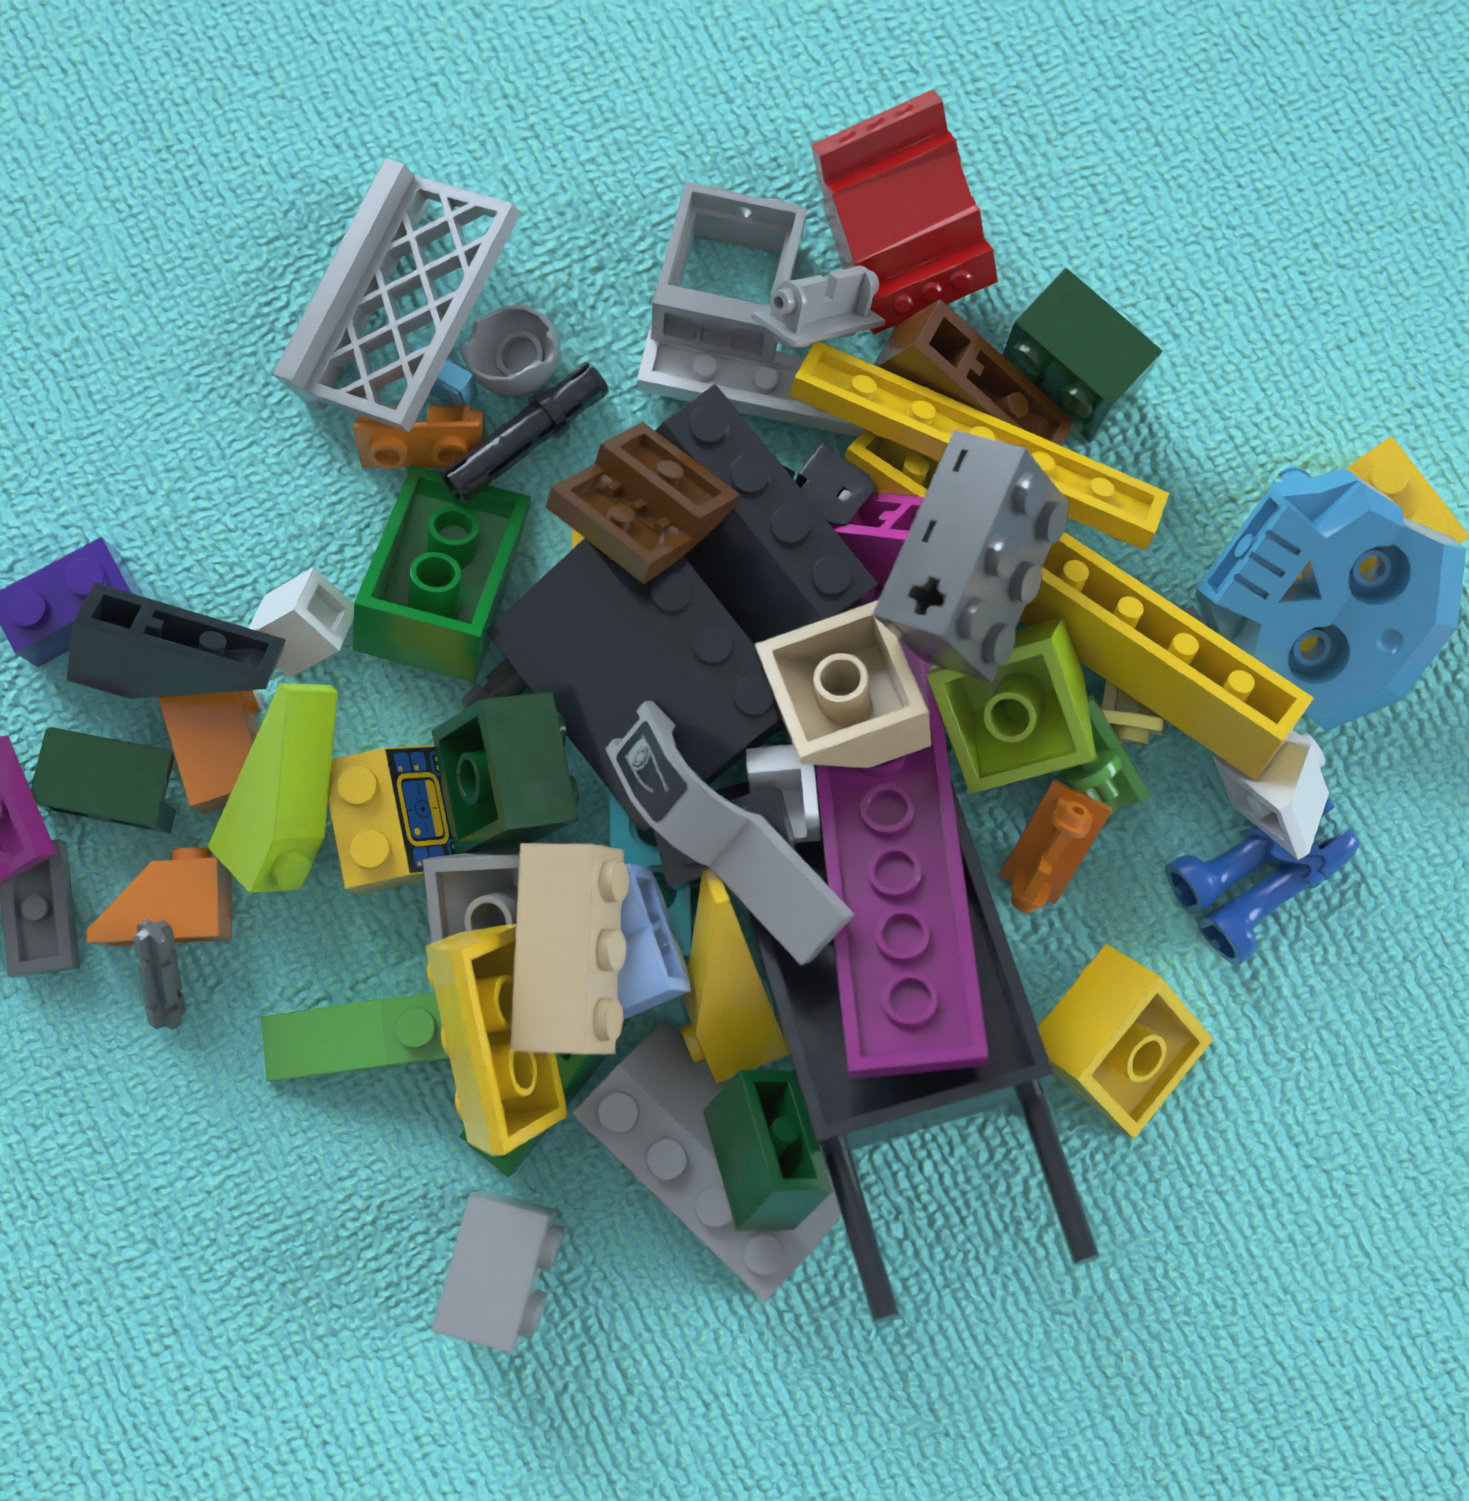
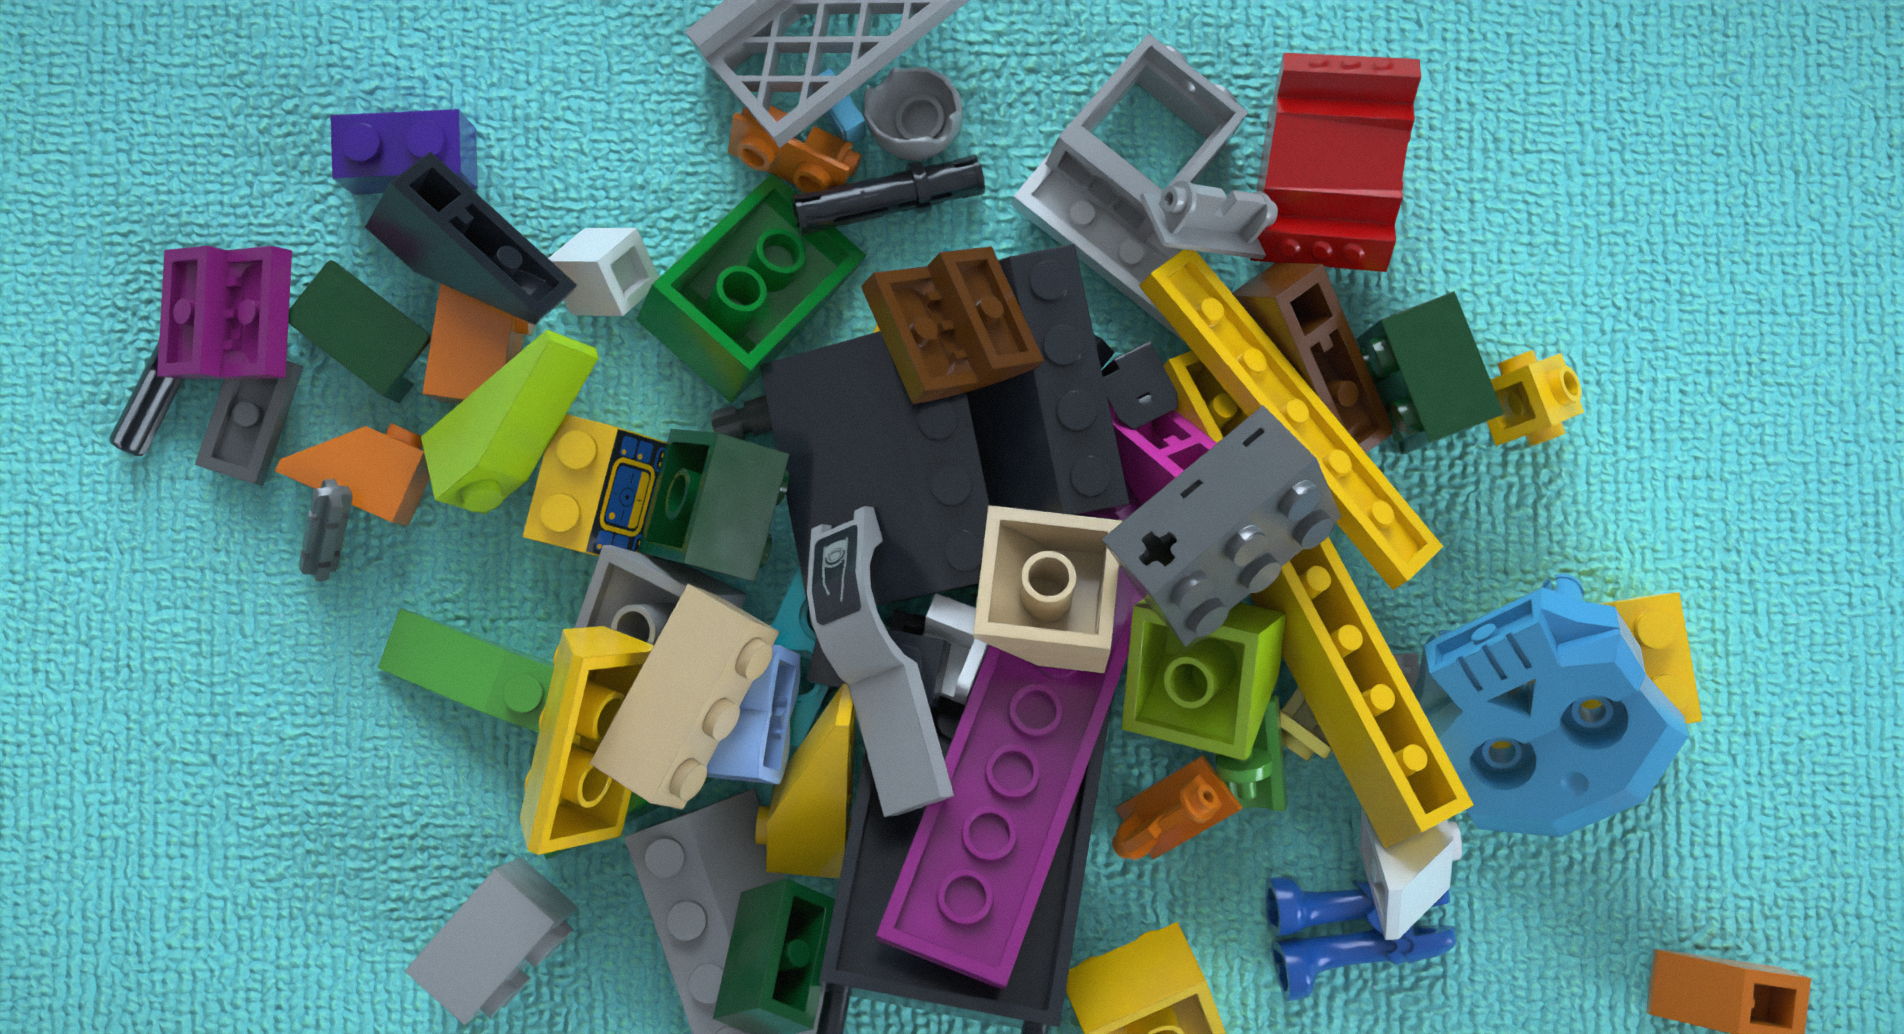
camera: 30 degrees right, 5 degrees up
(1185, 330) = (1534, 398): none -> yellow brick

